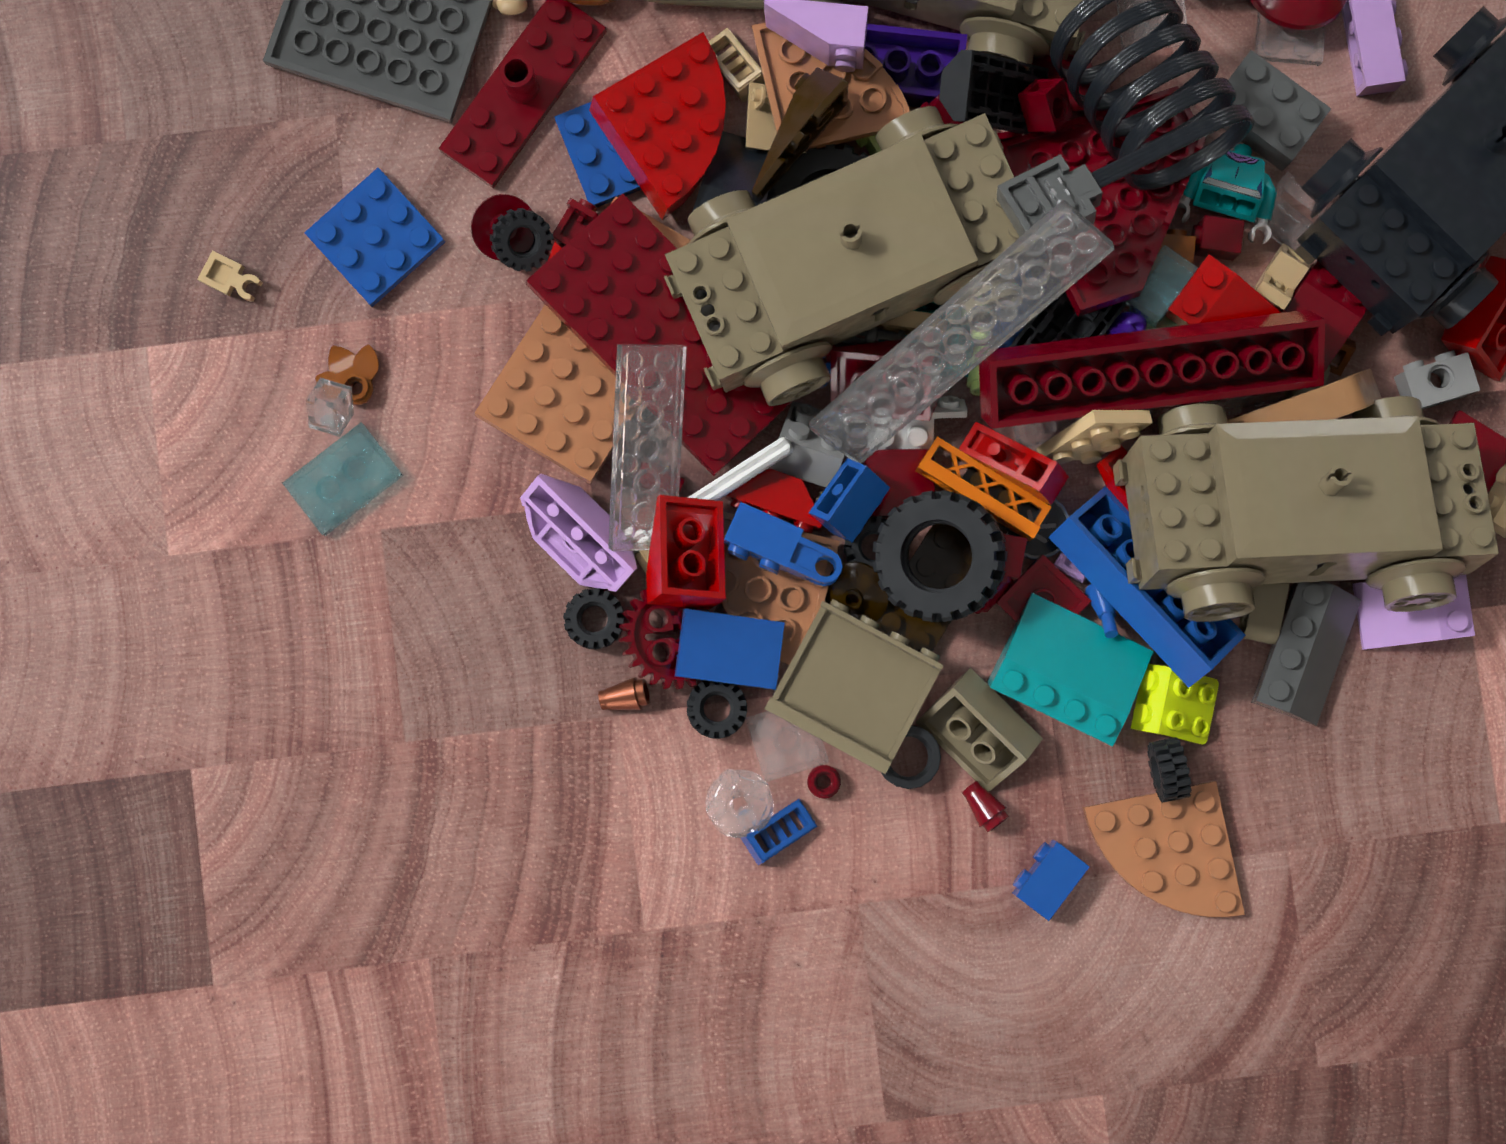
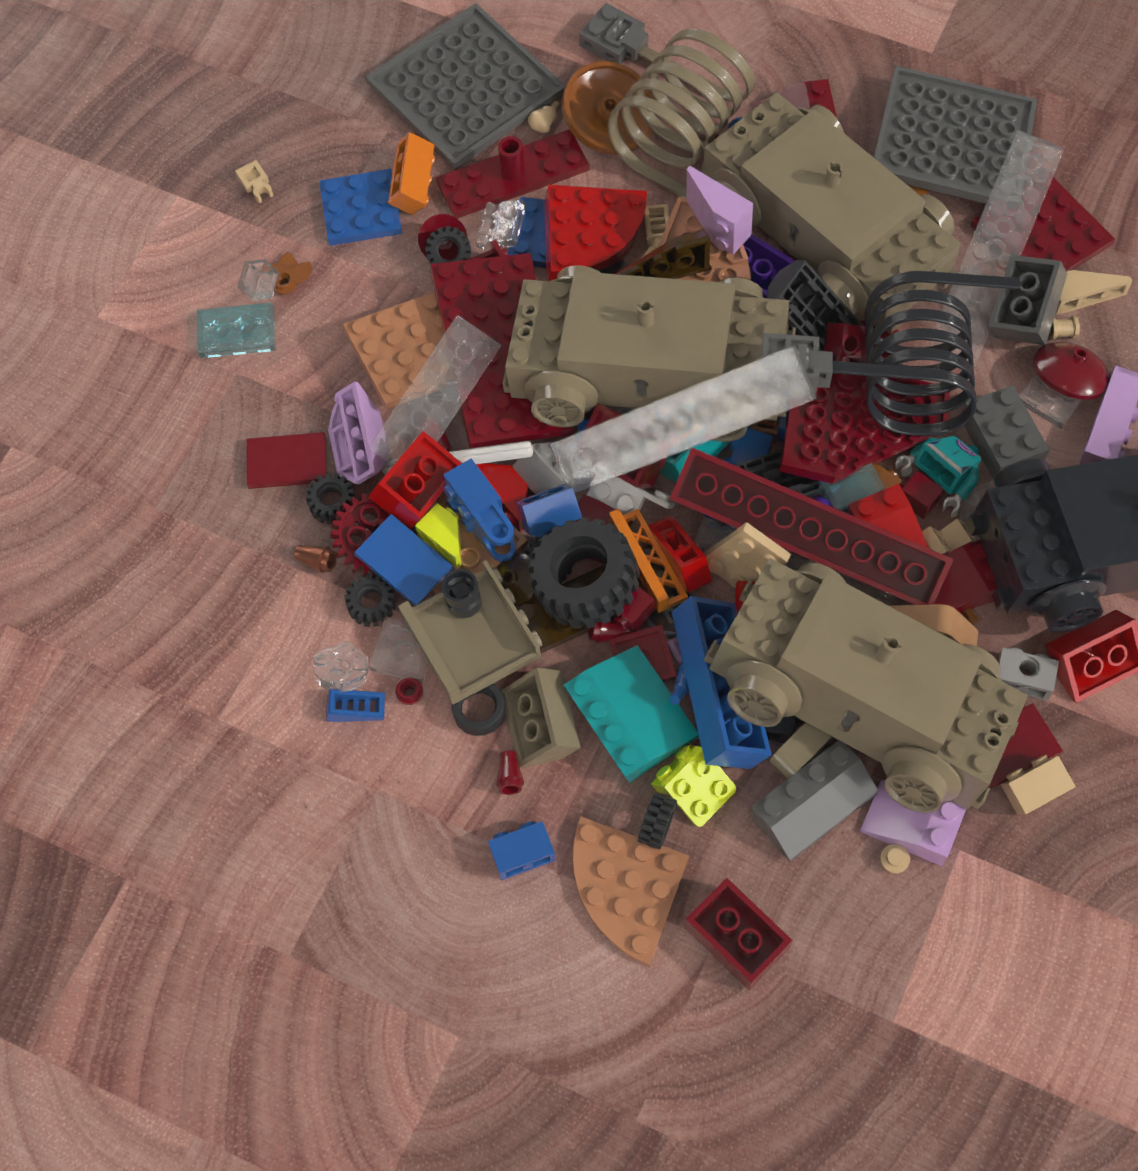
camera: 35 degrees right, 20 degrees down
(410, 163) = (411, 174): none -> orange brick
(512, 602) = (286, 460): none -> dark red tile
(565, 165) = (507, 223): none -> clear plate
(751, 592) = (442, 533): none -> neon yellow slope
(824, 655) = (461, 593): none -> black wheel
(1315, 835) = (738, 933): none -> dark red brick
(1415, 660) = (895, 858): none -> tan plate

